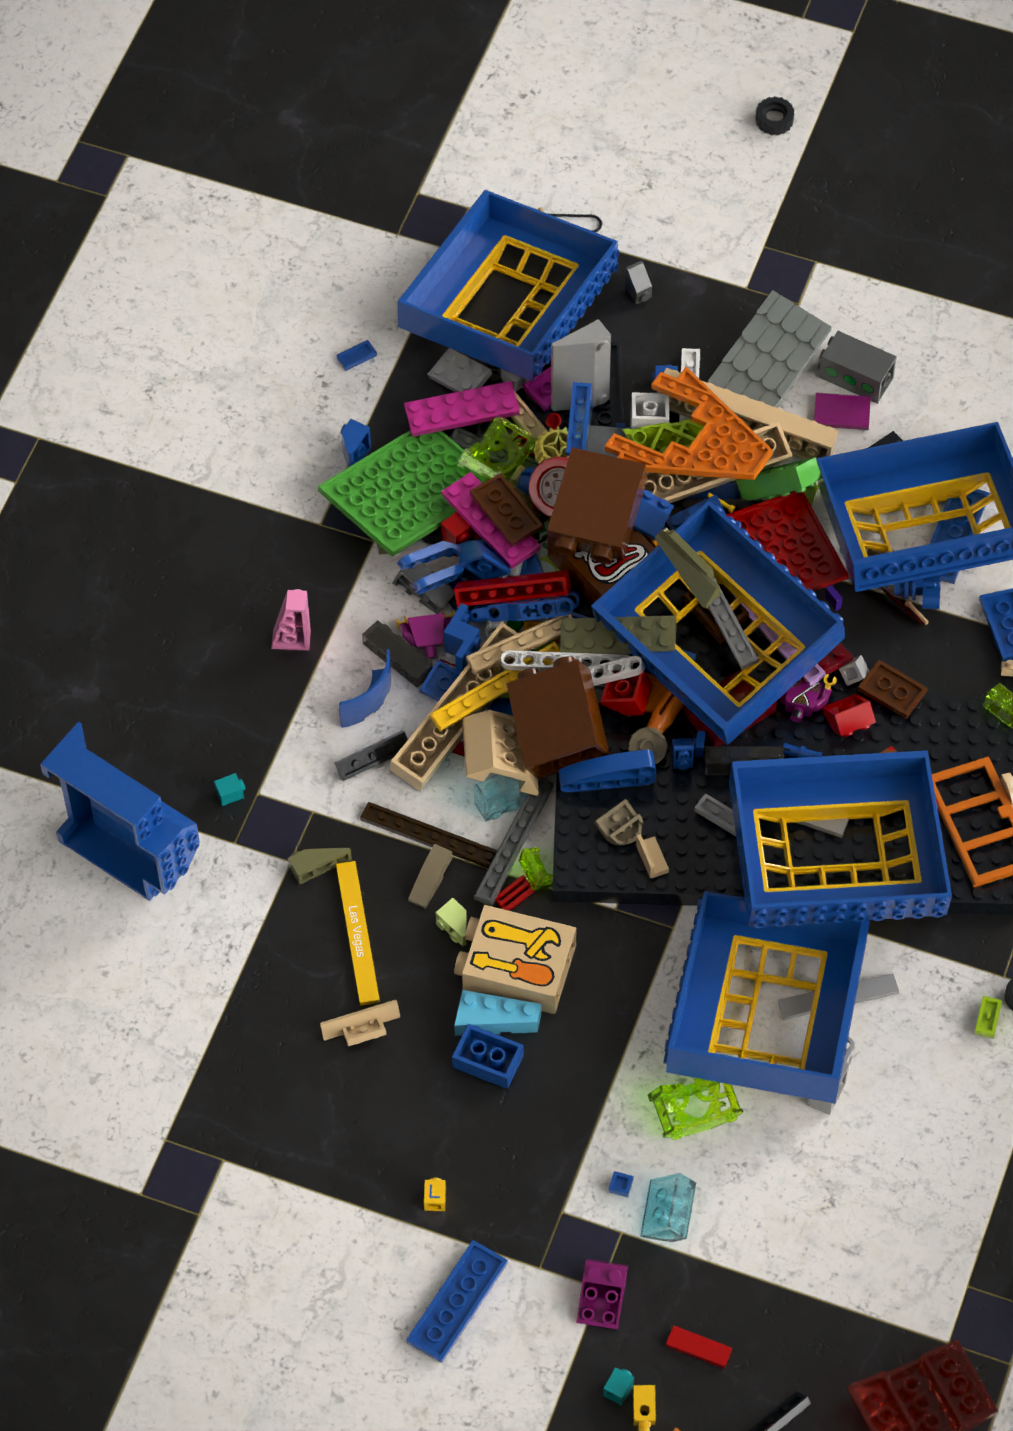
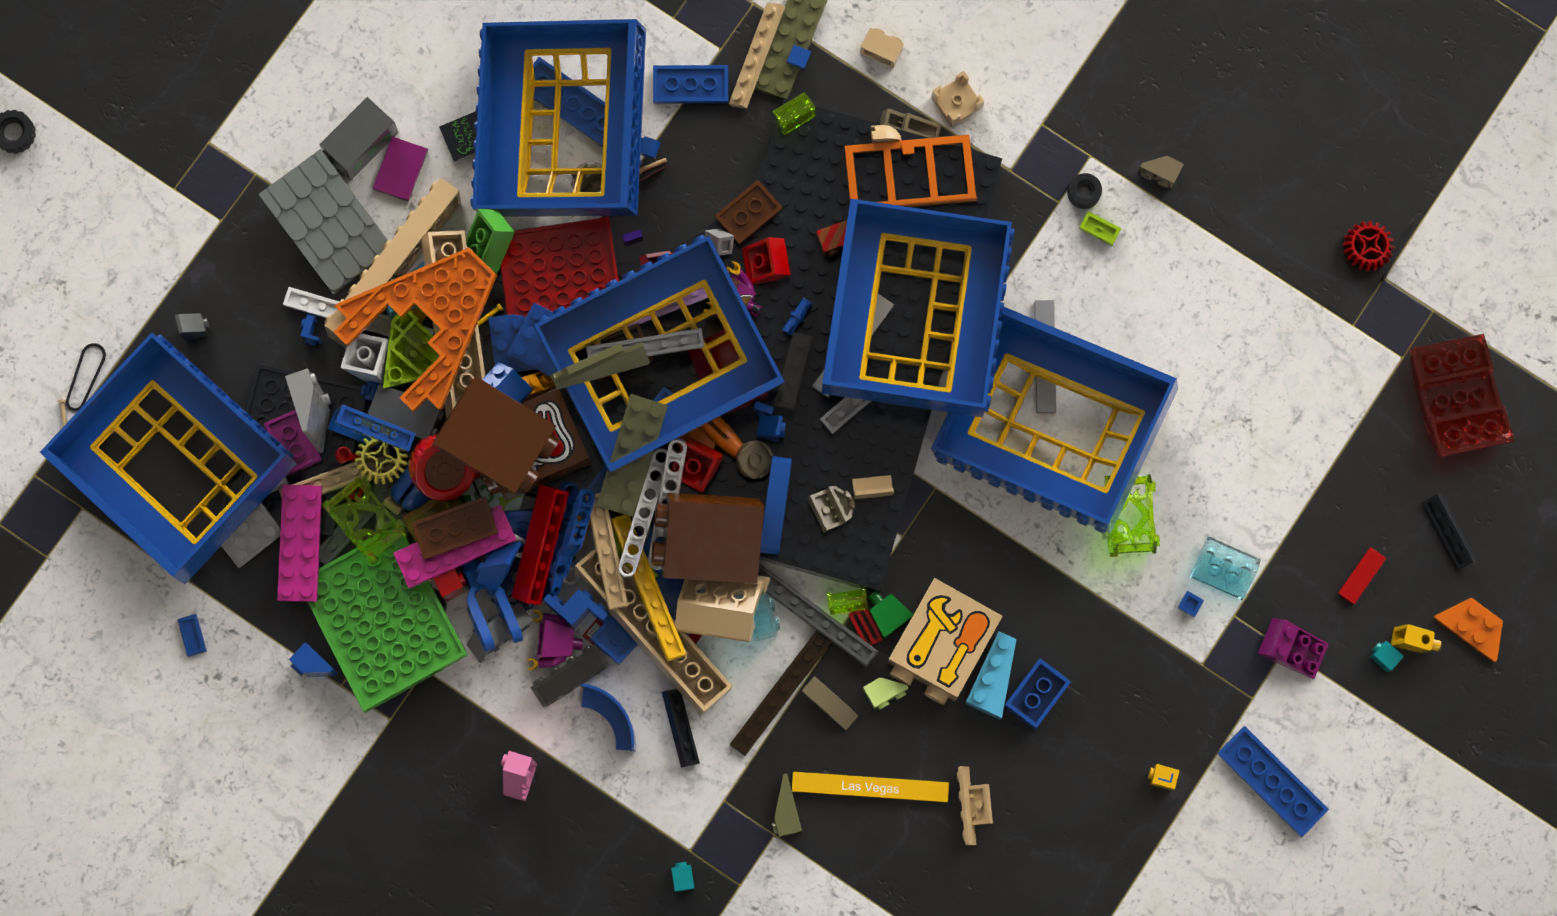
camera: 80 degrees left, 20 degrees up
(533, 903) = (888, 613): none -> green torso

